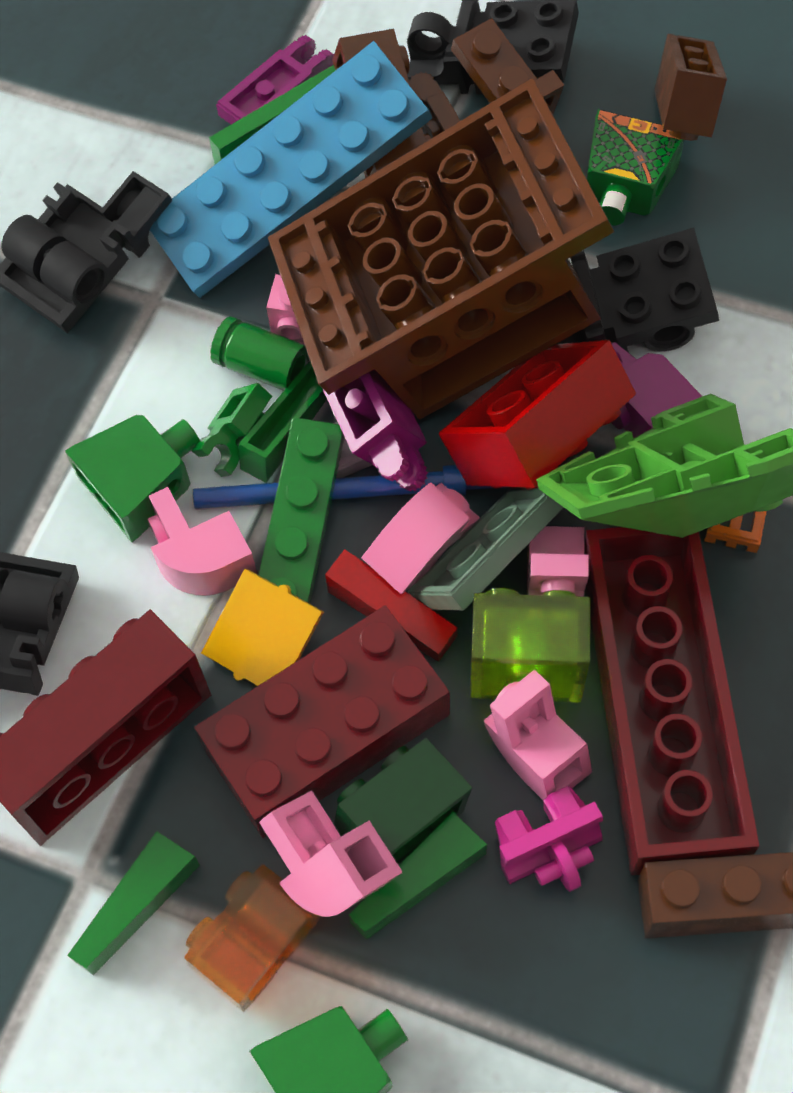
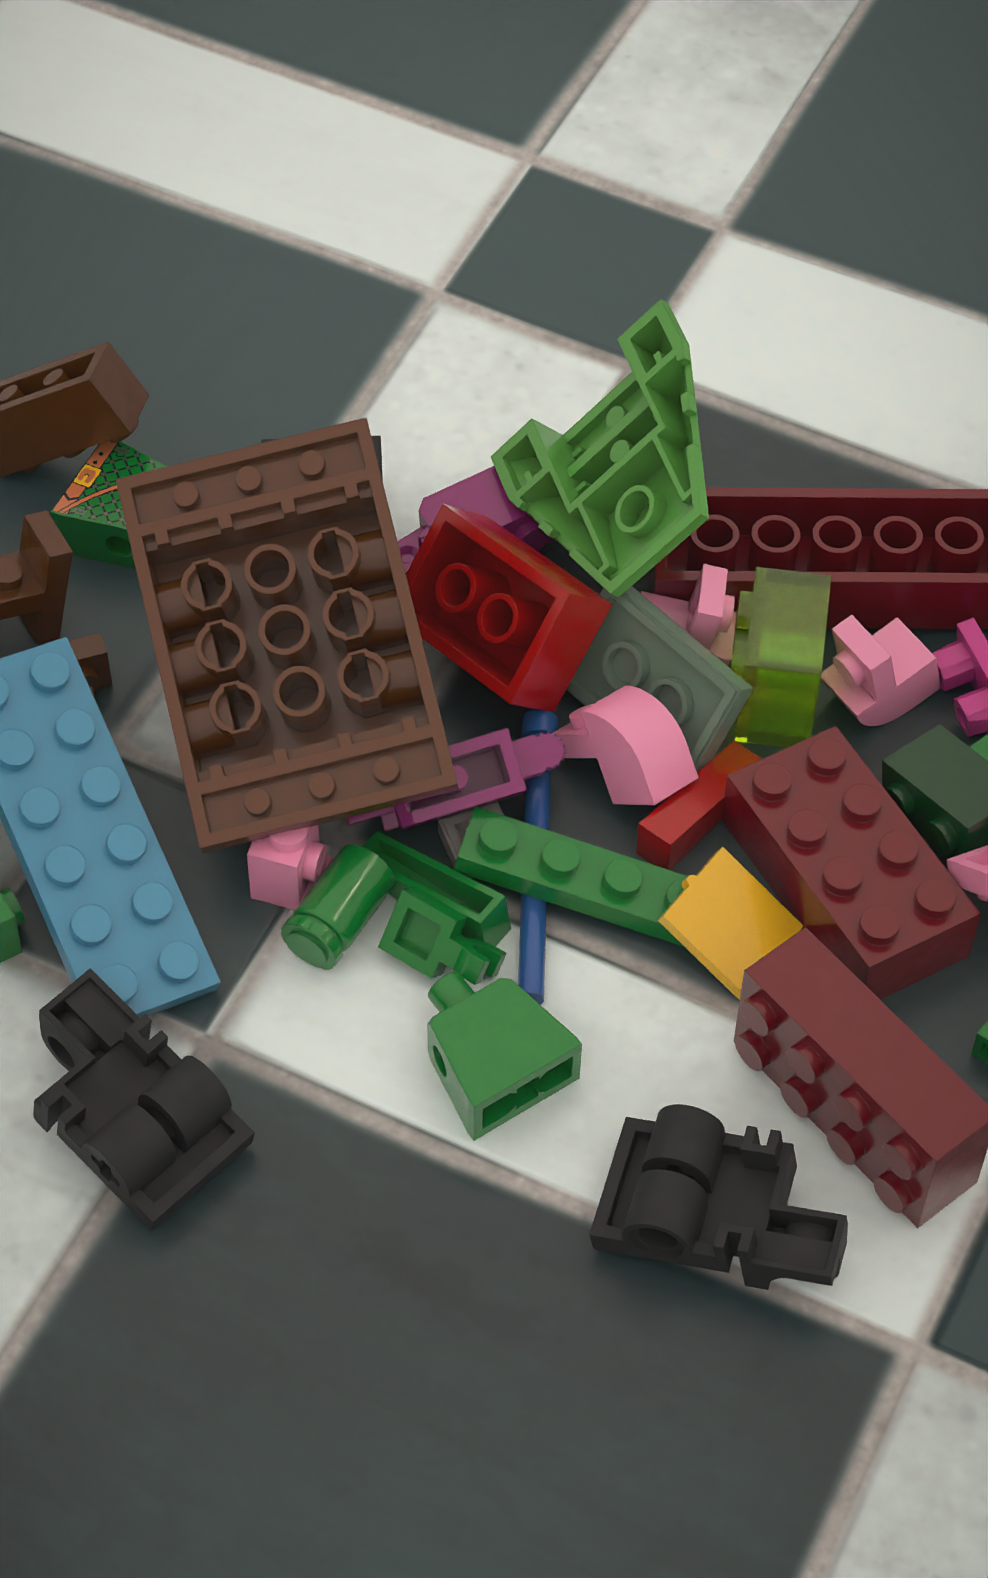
camera: 90 degrees left, 10 degrees down
(199, 558) = (620, 985): bright pink brick -> none

